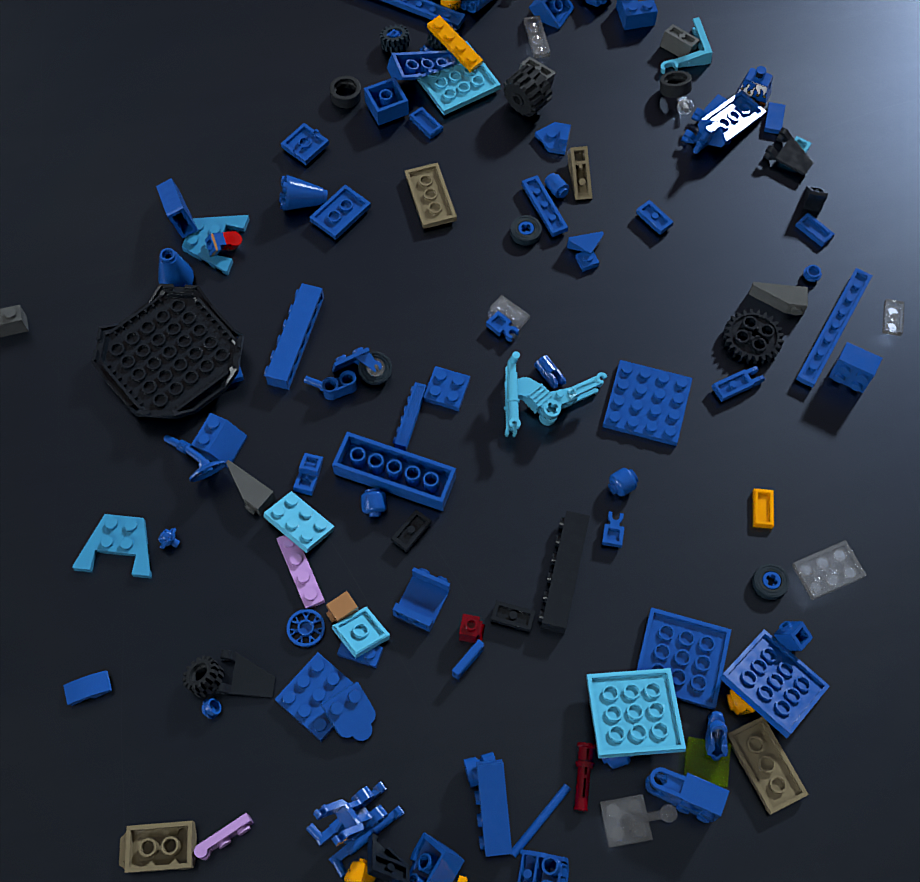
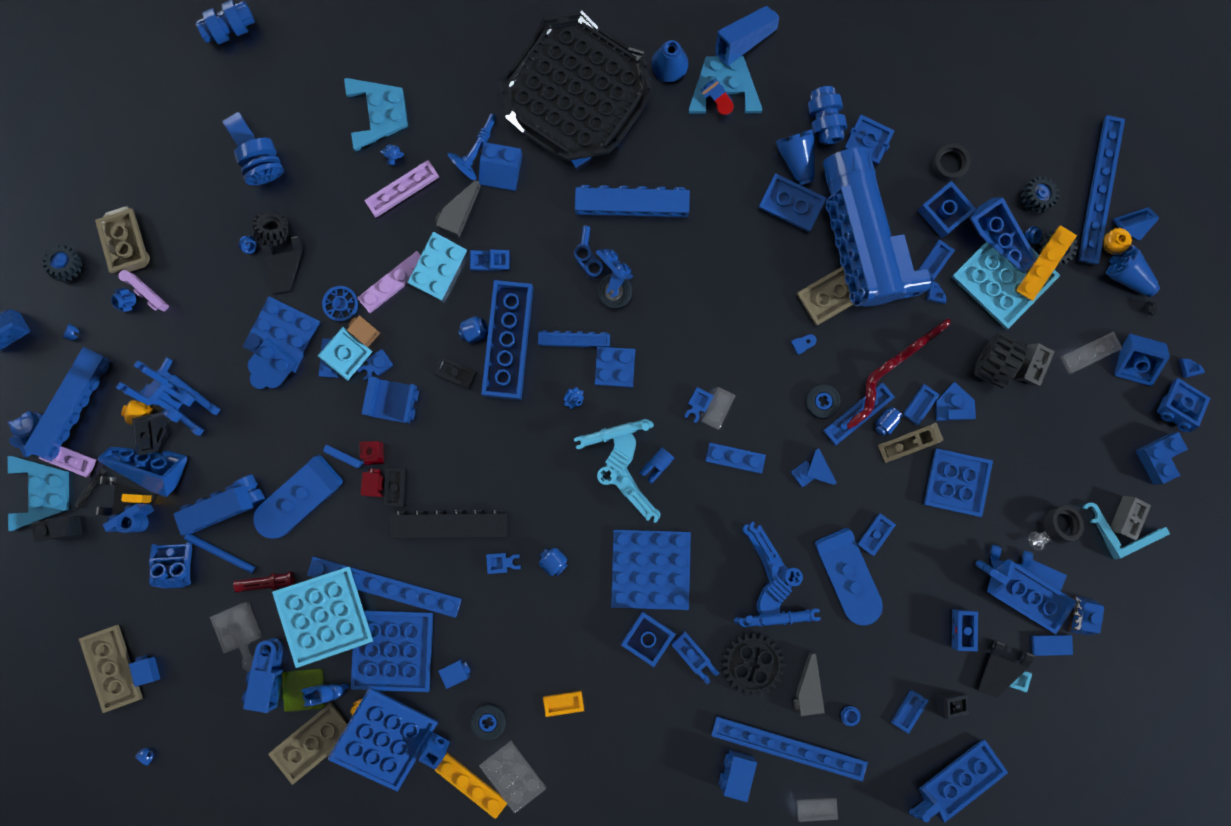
camera: 75 degrees right, 20 degrees up
(124, 670) = (258, 161): none -> blue wheel
(208, 538) = (401, 188): none -> lavender plate
(226, 862) = (123, 299): none -> blue gear
(264, 164) = (825, 107): none -> blue piece
(379, 605) = (377, 363): none -> blue plate
(411, 157) = (873, 260): none -> blue piece
(454, 129) = (936, 293): none -> blue tile
(467, 428) = (573, 398): none -> blue plant
(469, 236) = (800, 343): none -> blue piece
(500, 721) = (296, 498): none -> blue piece
(504, 636) = (372, 483): none -> dark red window
(507, 168) = (888, 366): none -> dark red animal
(548, 161) = (920, 405): none -> blue tile
(559, 309) = (735, 458): none -> blue plate
(615, 647) = (391, 588): none -> blue plate
(622, 149) = (958, 482): none -> blue plate
(682, 295) = (778, 587): none -> blue piece
(687, 246) = (850, 577): none -> blue piece
(714, 414) = (648, 638): none -> blue brick
(716, 600) = (455, 673): none -> blue brick
(752, 170) = (964, 630): none -> blue brick
(835, 611) = (471, 786): none -> light orange plate
(885, 206) = (959, 783): none -> blue hinge

